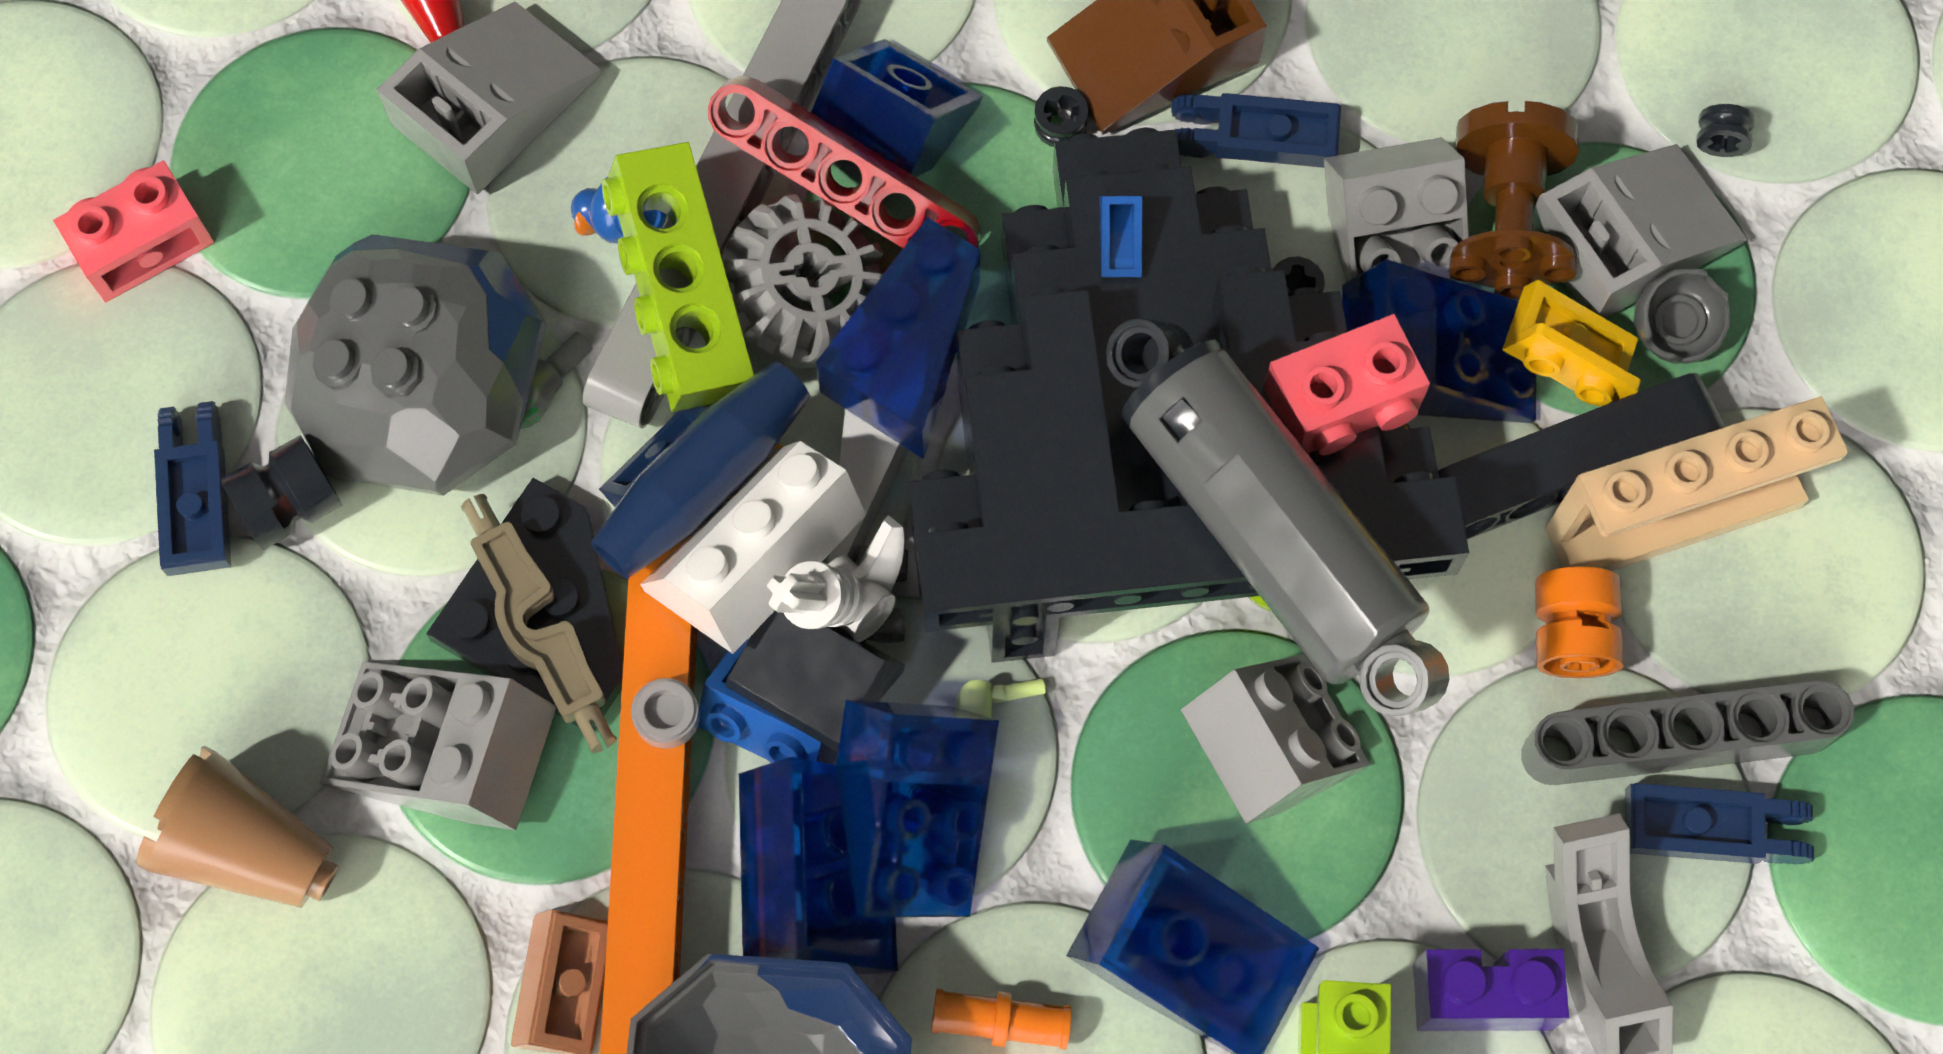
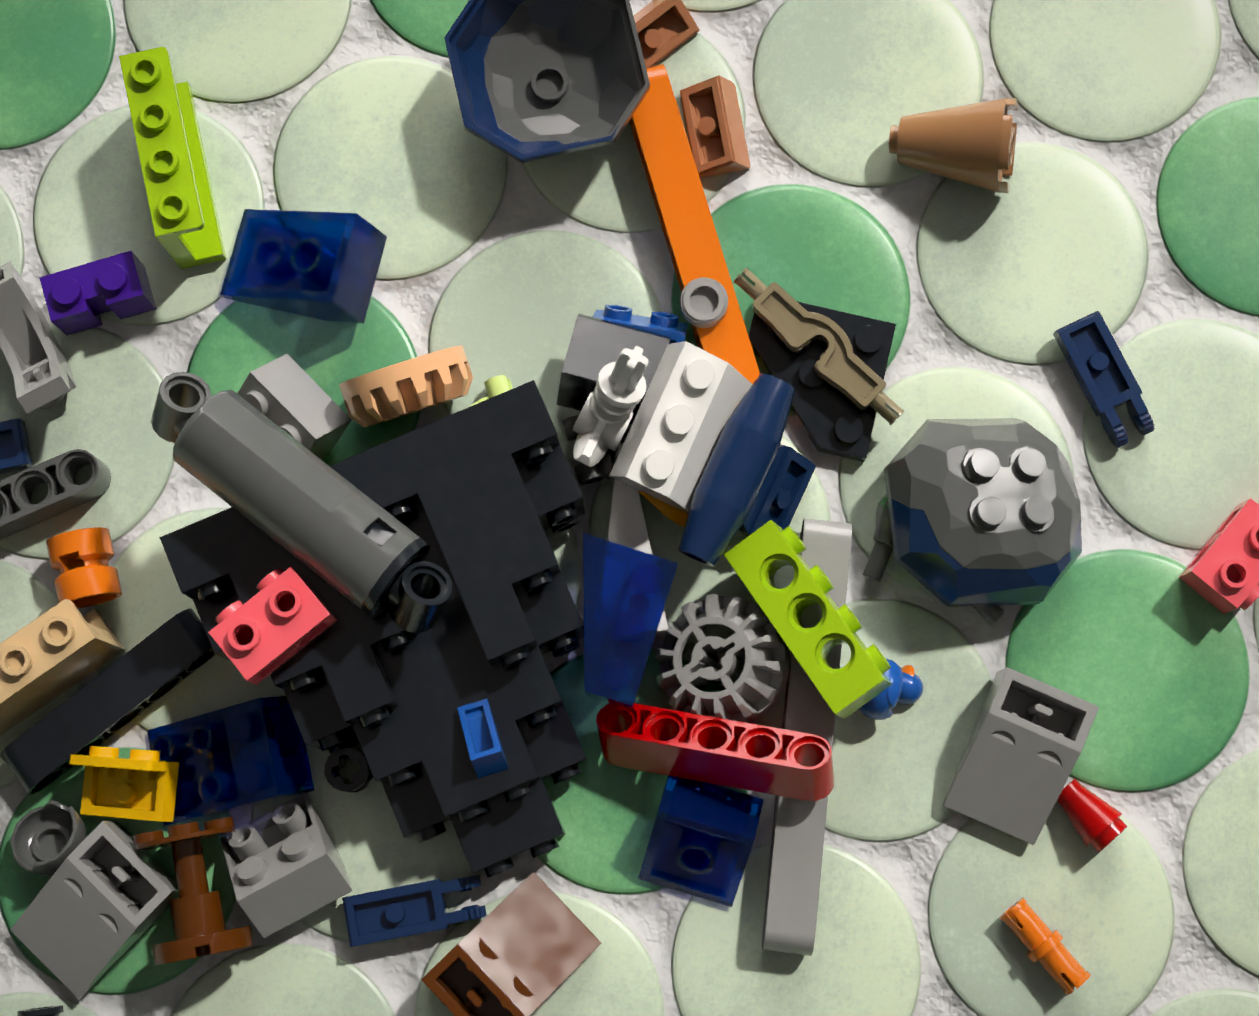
camera: 165 degrees right, 10 degrees up
(281, 492) = (1042, 381): black wheel -> none
(440, 743) = (855, 250): light grey slope -> none
(799, 872) = (569, 240): clear blue slope -> none
(914, 805) = (516, 297): clear blue slope -> none
(1001, 1019) = (418, 185): orange pin -> none
(1050, 104) = (561, 864): black bush -> none
(1094, 718) = (407, 386): none -> light nougat gear

